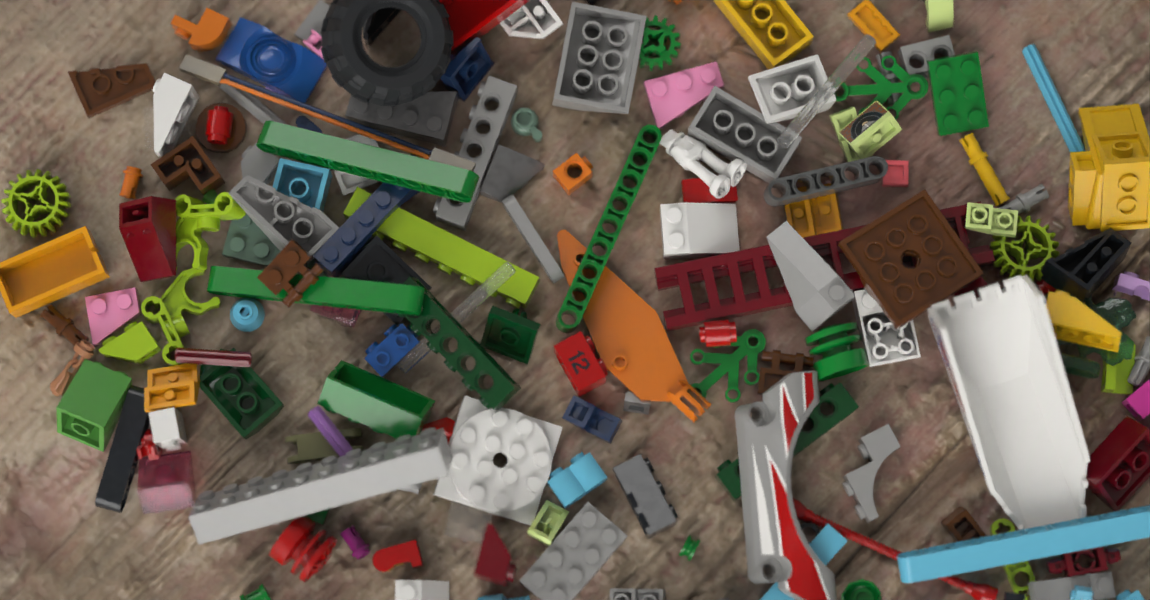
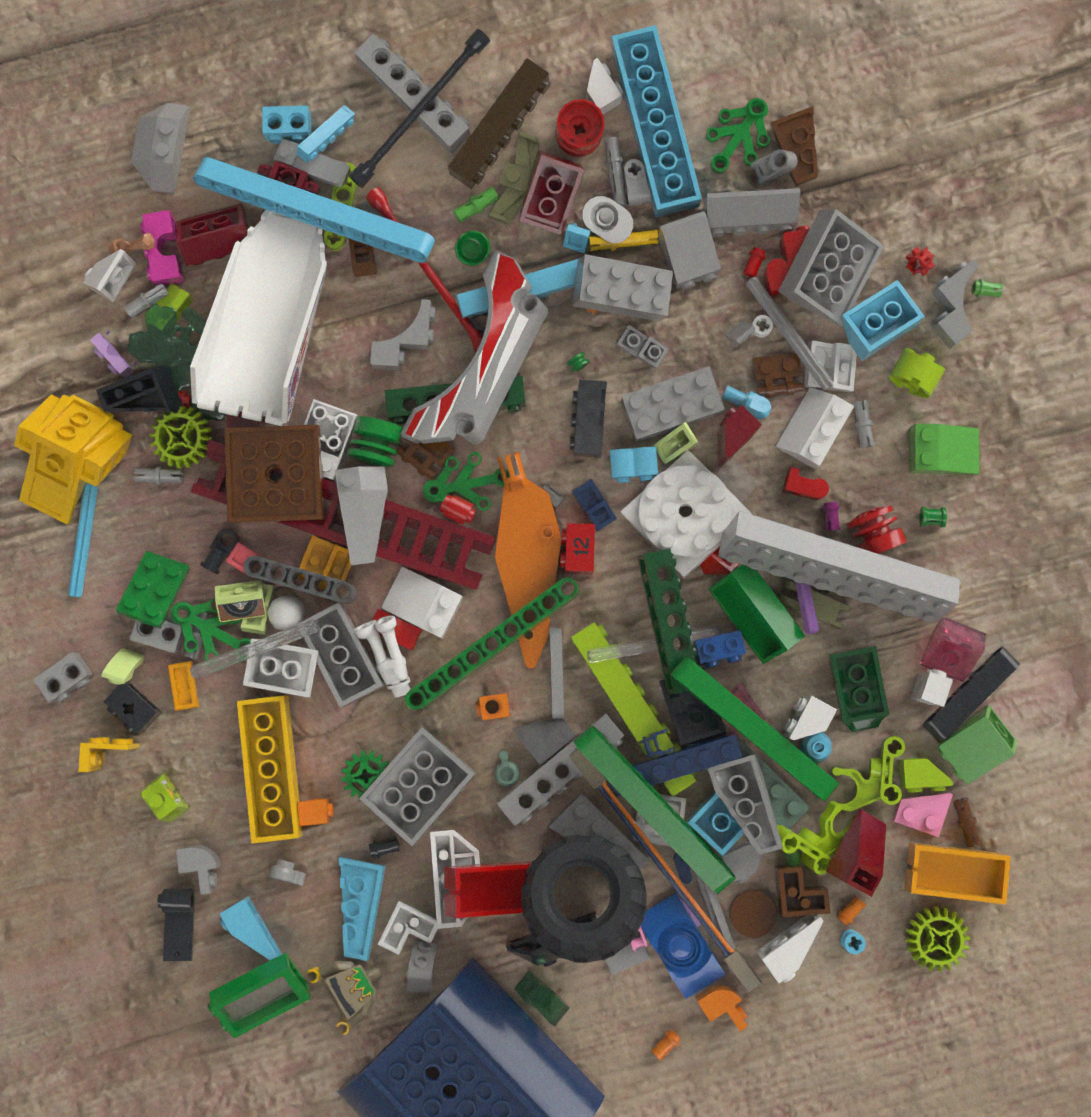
camera: 150 degrees left, 5 degrees up
(62, 381) = (992, 777): nougat piece -> none
(111, 87) = (824, 1001): reddish brown wing -> none
(114, 147) = (859, 945): none -> medium azure bush
(148, 447) = (957, 682): red plate -> none
(172, 387) = (911, 718): light orange slope -> none
(213, 357) = (865, 724): dark red axle -> none
(219, 125) = (755, 914): red brick -> none
(267, 332) = (809, 718): none -> white slope
(284, 269) = (770, 759): reddish brown plate -> none
(394, 218) = (653, 736): none -> dark blue piece
(467, 68) = (527, 842): dark blue slope -> none
(510, 334) = (618, 606): dark green tile -> none
(680, 91) = (368, 723): bright pink wing -> none
(821, 147) = (286, 612): none -> white hair
(919, 165) = (219, 551): none -> black connector
(984, 169) = (171, 519): yellow pin -> none
(991, 220) = (191, 471): yellowish green slope -> none
(1079, 324) = (174, 347): yellow slope -> none

